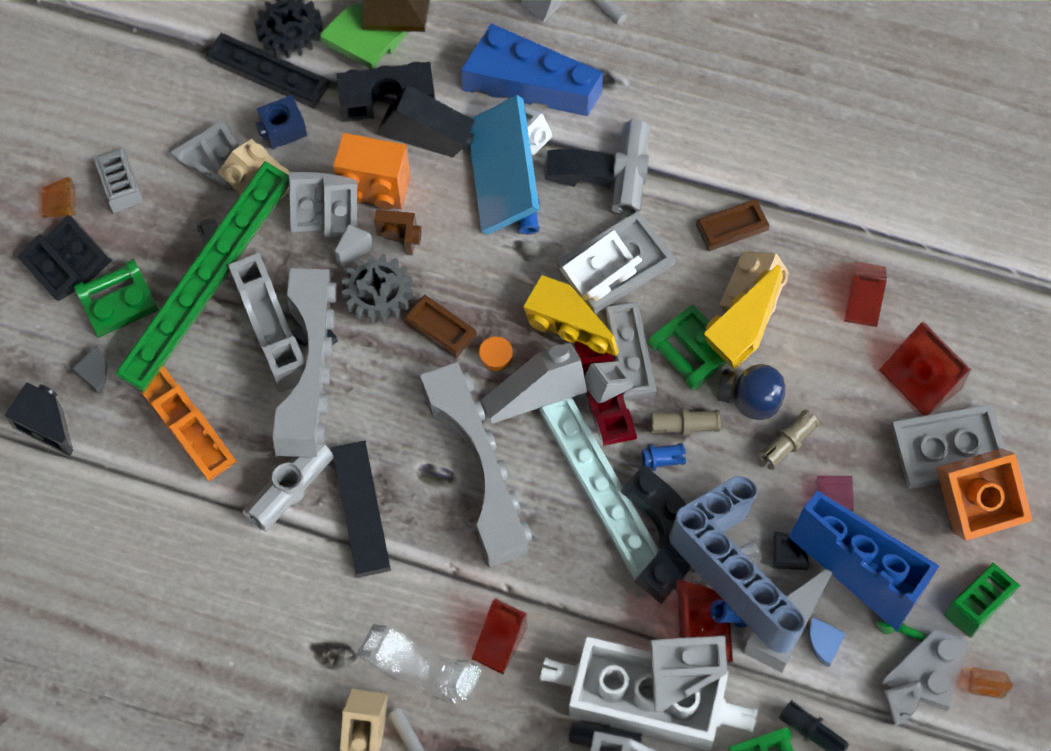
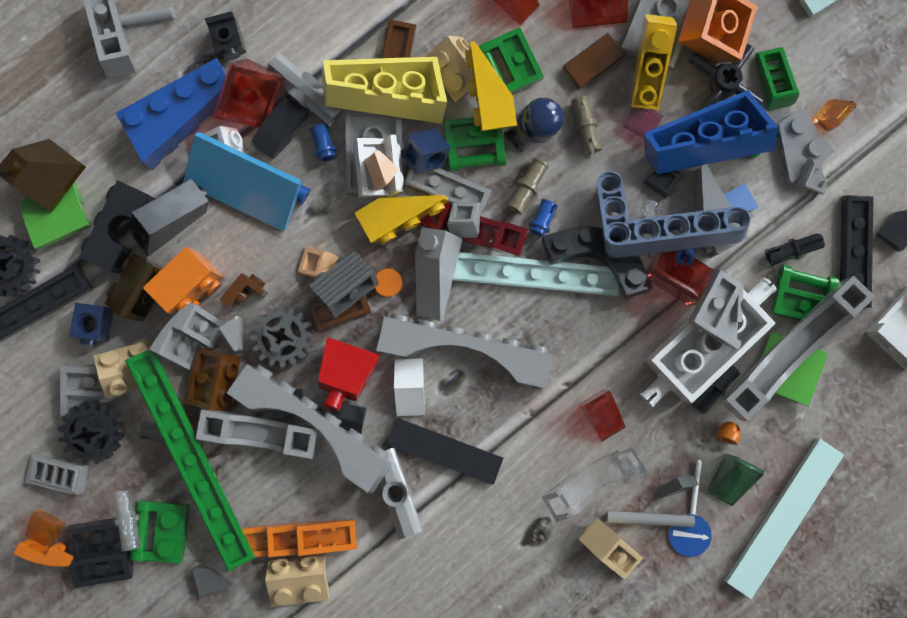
camera: 65 degrees left, 20 degrees up
(38, 216) = (43, 555): none -> orange slope
(111, 257) = (126, 520): none -> clear pin
(141, 447) = (297, 580): none -> tan bracket
(183, 167) = (88, 444): none -> black gear
(294, 249) = (211, 379): none -> reddish brown bracket
(325, 133) = (127, 294): none -> dark brown slope
(340, 398) = (352, 416): none -> black slope
(379, 362) = (345, 372): none -> red torso
(402, 435) = (409, 387): none -> white slope
(465, 309) = (343, 283): none -> dark grey brick
(470, 281) = (316, 261): none -> light nougat slope
(585, 219) = (323, 143): none -> blue pin
(589, 117) = (248, 93): none -> clear red slope
(598, 266) = (380, 169): none -> light nougat slope
(632, 72) = (225, 25): none -> black brick
(649, 302) = (425, 151): none -> dark blue brick
(683, 227) = (386, 87): none -> light yellow wedge
(805, 335) = (516, 57): none -> green plate
(860, 408) = (593, 61): none -> reddish brown tile
(897, 454) = (653, 61): none -> yellow slope
(947, 539) = (718, 73): none -> black bar

